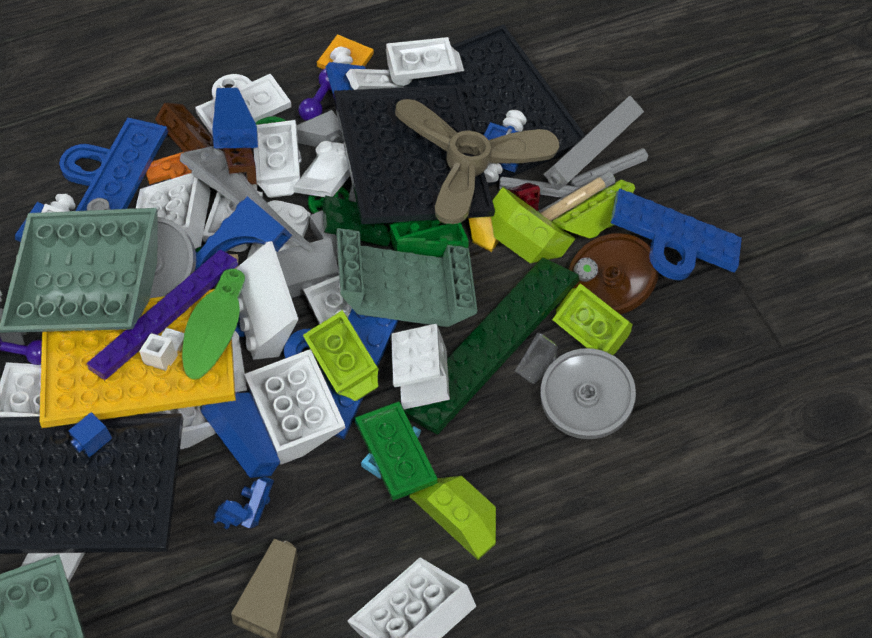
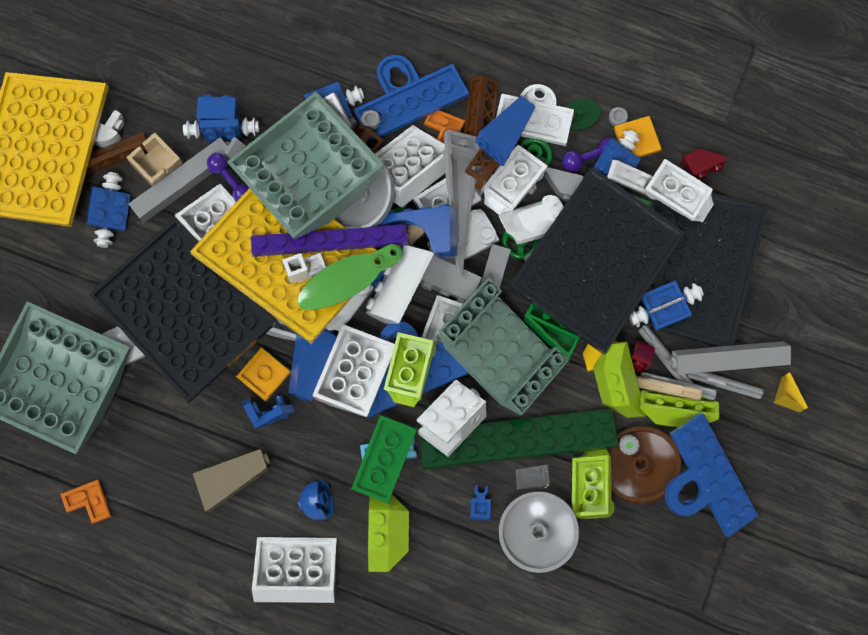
camera: 45 degrees right, 20 degrees up
(89, 435) = (210, 286): blue brick -> none
(209, 482) = (263, 374): none -> light orange plate
(284, 73) = (585, 112): none -> dark green piece
(311, 54) = (618, 116): none -> light grey tile
(345, 215) = (506, 266): dark green plate -> none
(369, 539) = (316, 501): none -> blue cylinder
(418, 28) = (702, 162): none -> dark red slope
(458, 188) = (662, 317): dark tan piece -> none
(516, 421) = (480, 507): none -> blue plate
(667, 135) = (789, 394): none -> yellow slope

